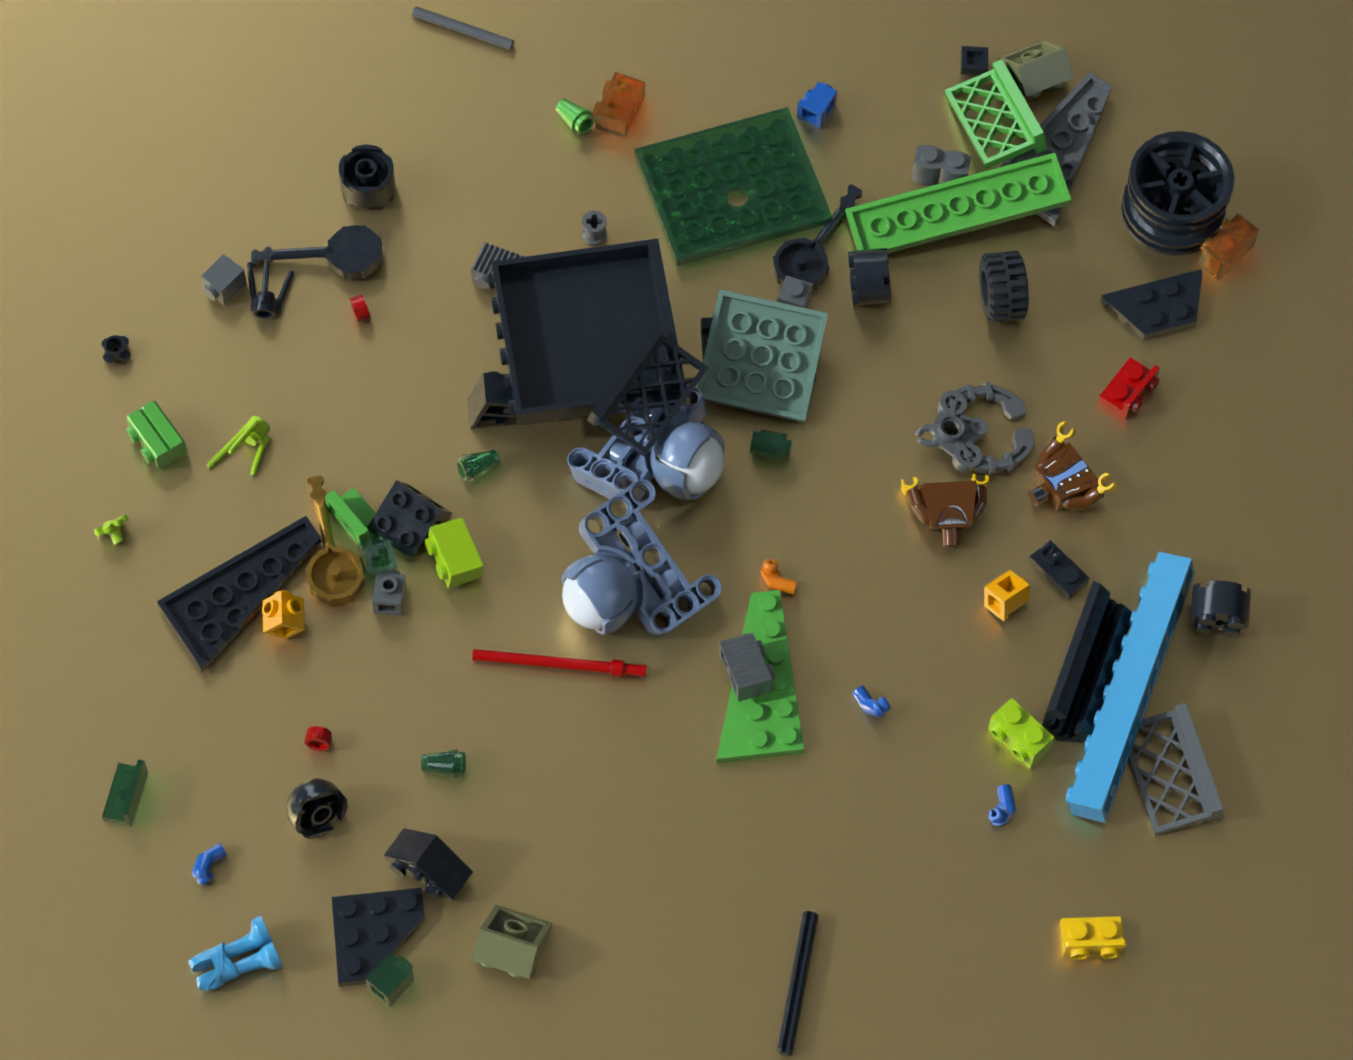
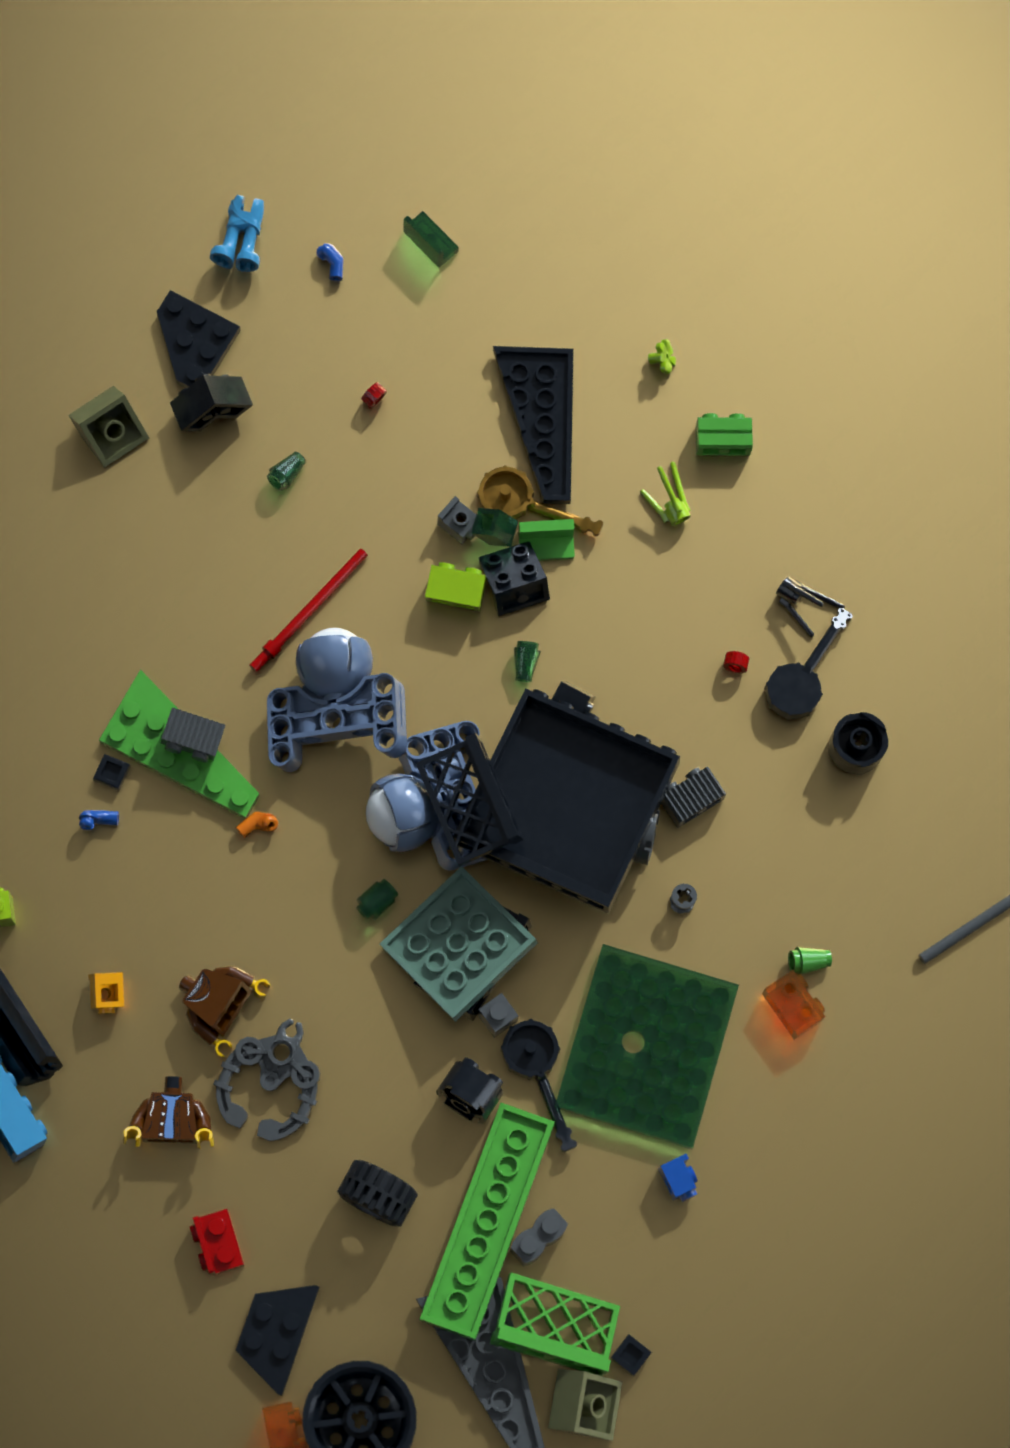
camera: 120 degrees right, 10 degrees up
(113, 342) = (828, 448): black plate -> none
(223, 280) = (836, 572): dark grey brick -> none
(283, 615) = (494, 430): light orange brick -> none
(315, 807) = (318, 353): black cylinder -> none
(390, 978) = (144, 324): clear green brick -> none
(822, 723) = (111, 772): none -> black tile
(1059, 569) = (100, 1055): black plate -> none

